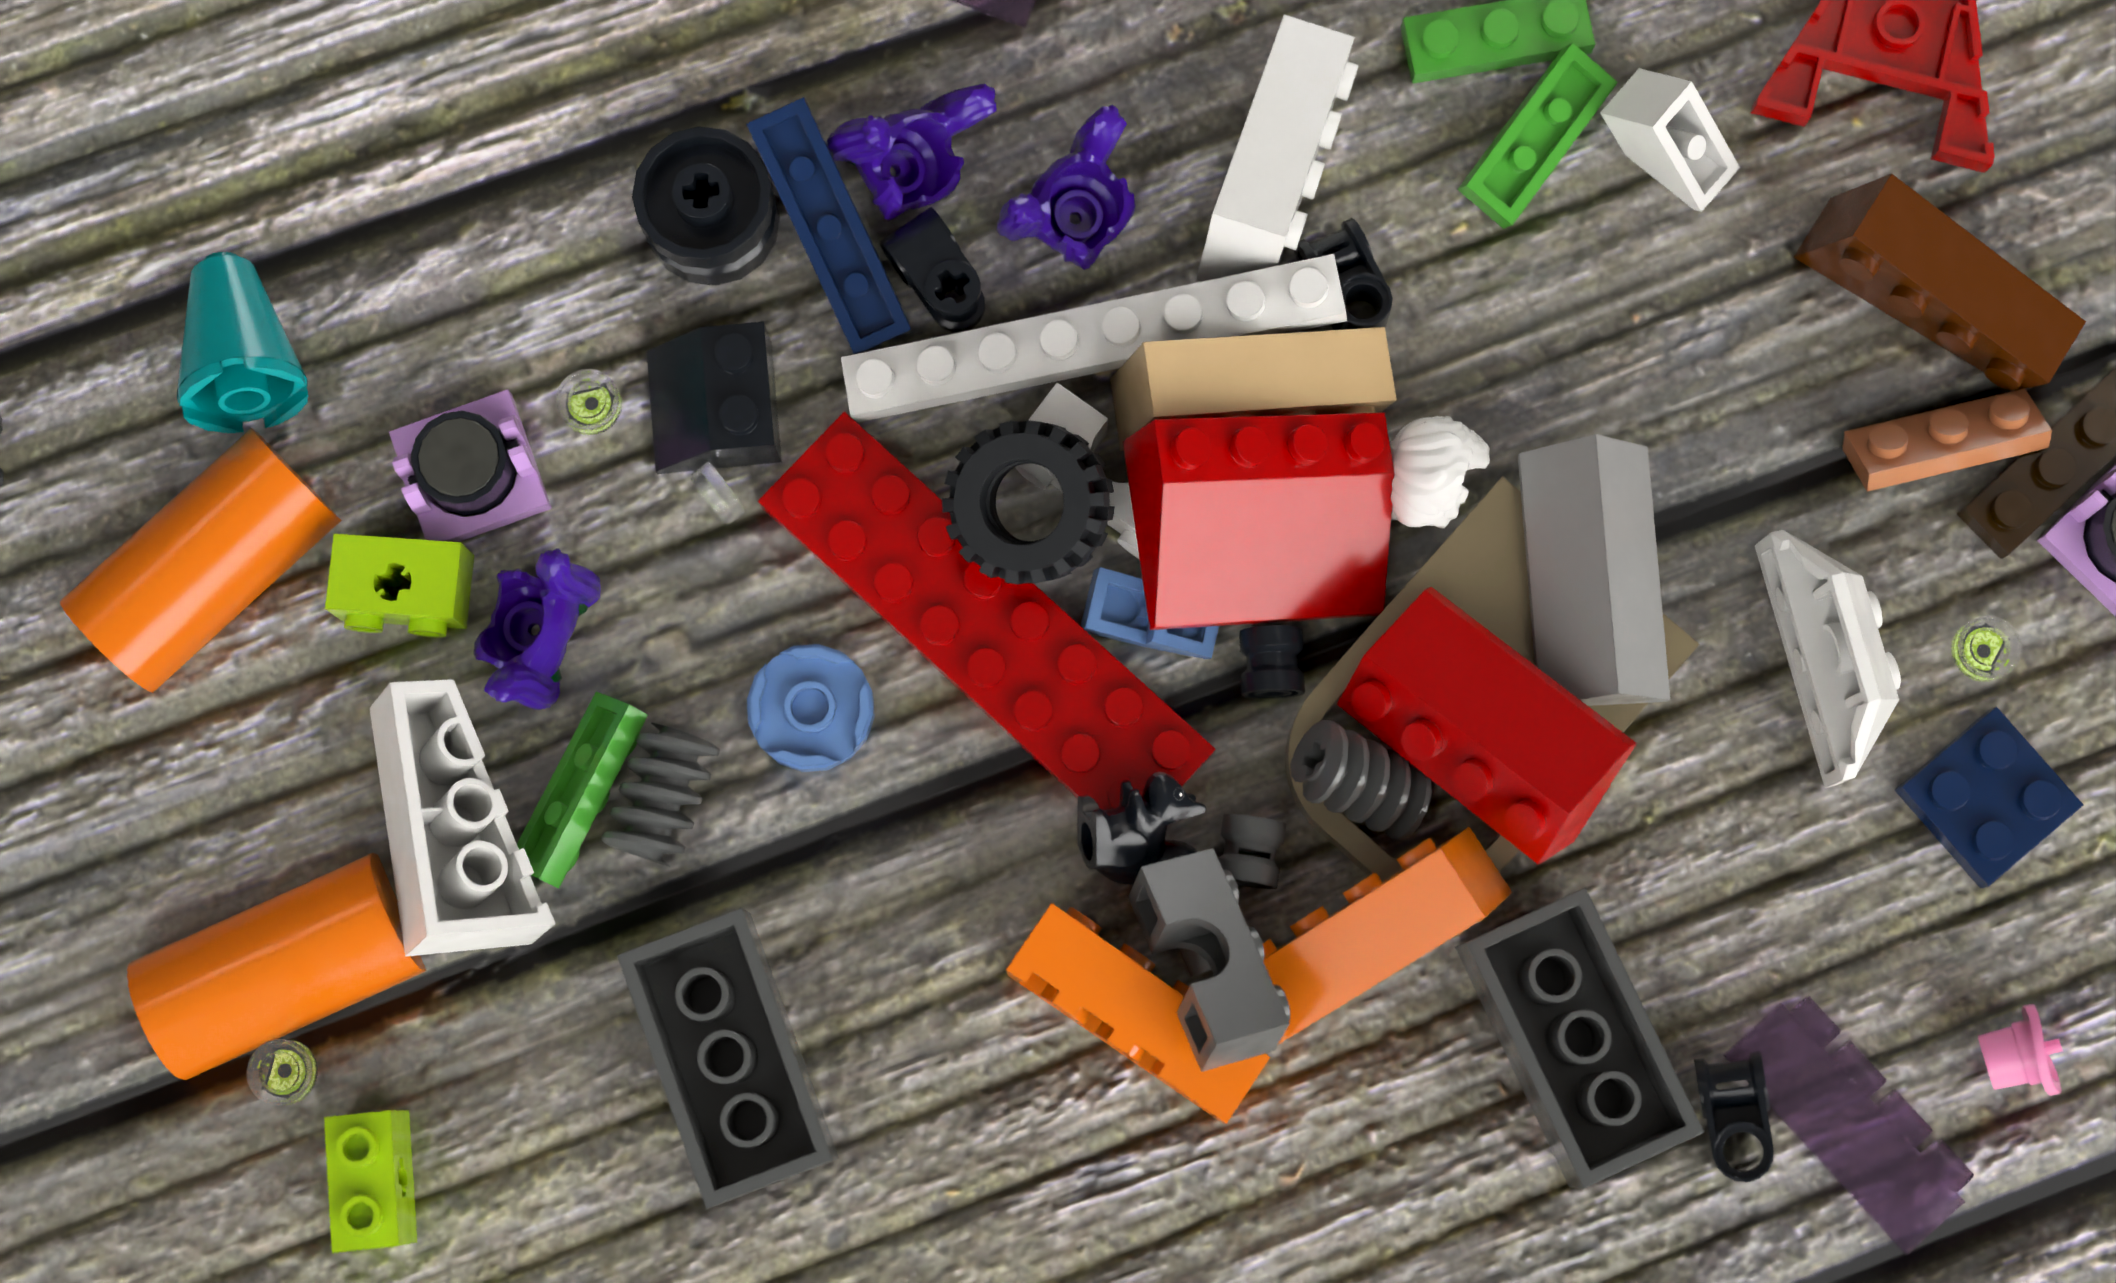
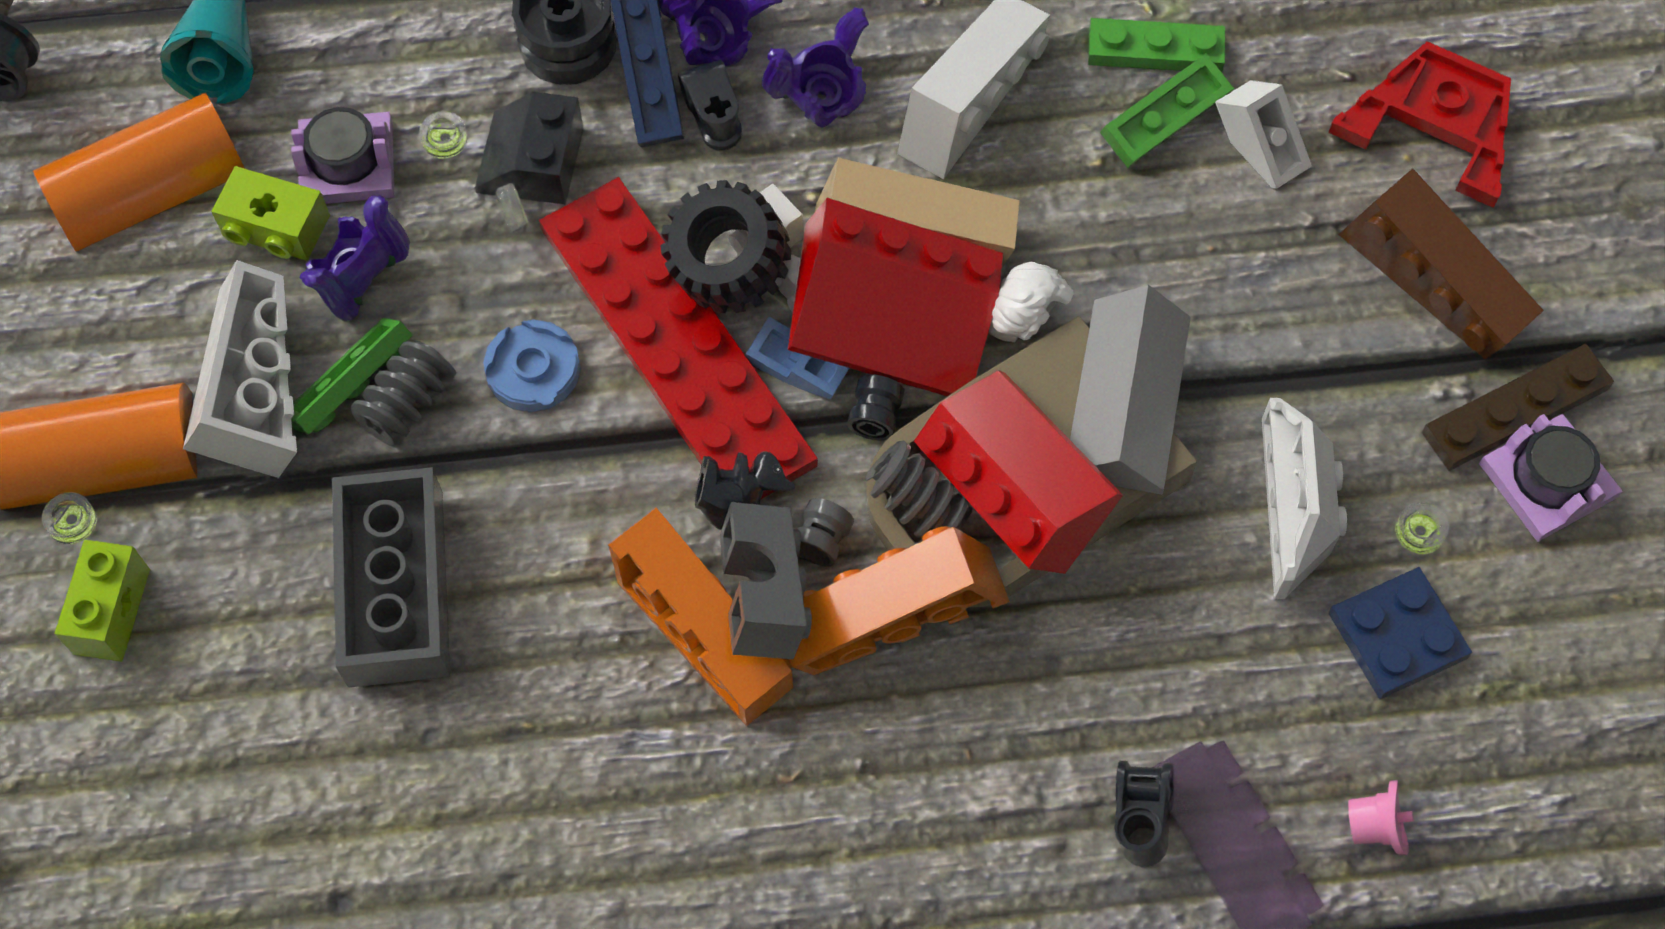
camera: 15 degrees right, 15 degrees down
(1089, 338) = (801, 163): white plate -> none
(1357, 272) = (1003, 168): black piece -> none
(1579, 1040) = (1032, 719): dark grey brick -> none
(1946, 439) = (1422, 373): nougat plate -> none

